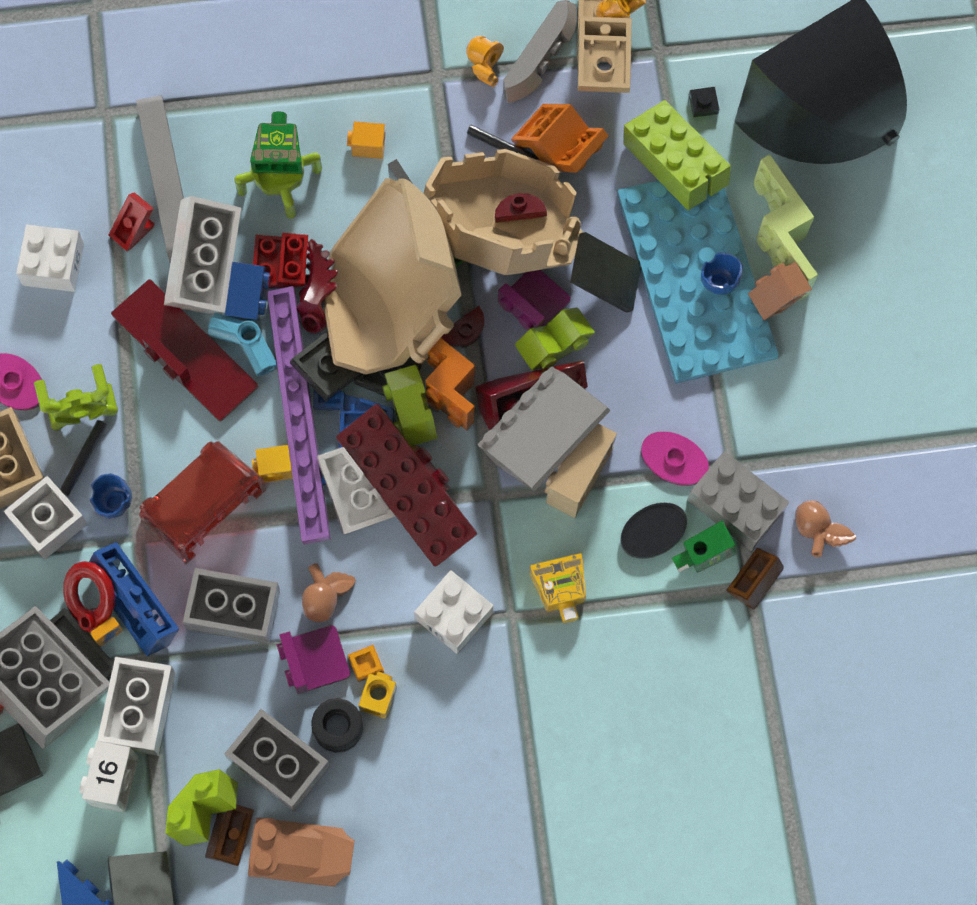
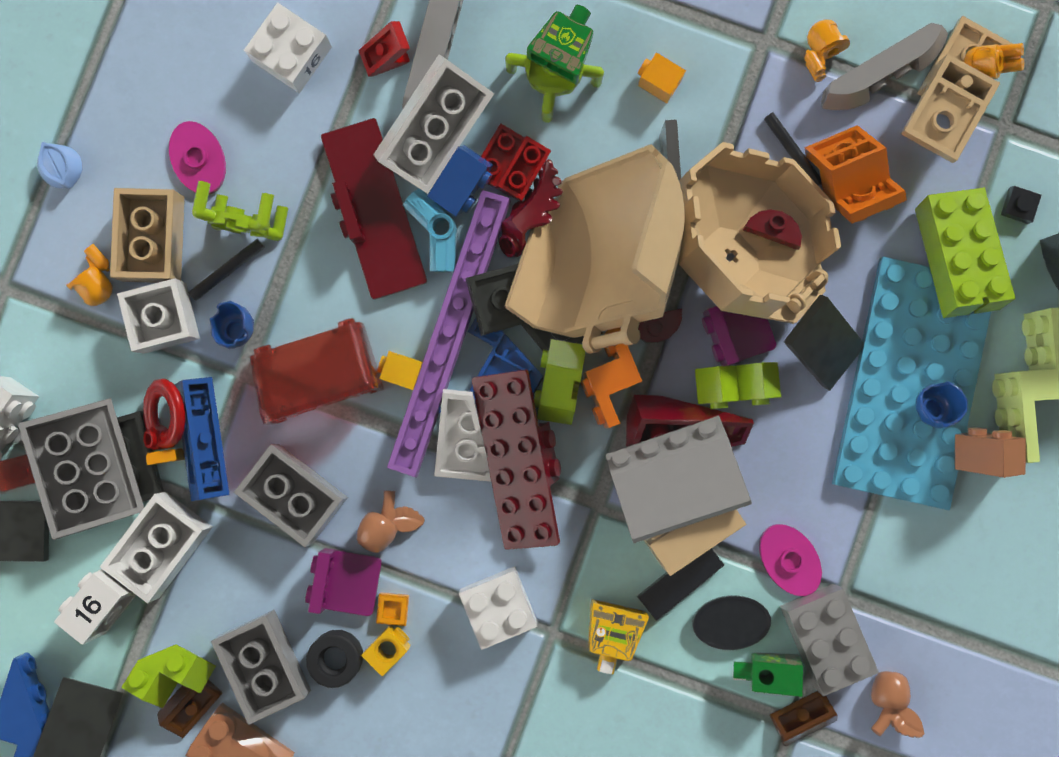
camera: 30 degrees right, 15 degrees up
(594, 518) = (670, 590): none -> black tile

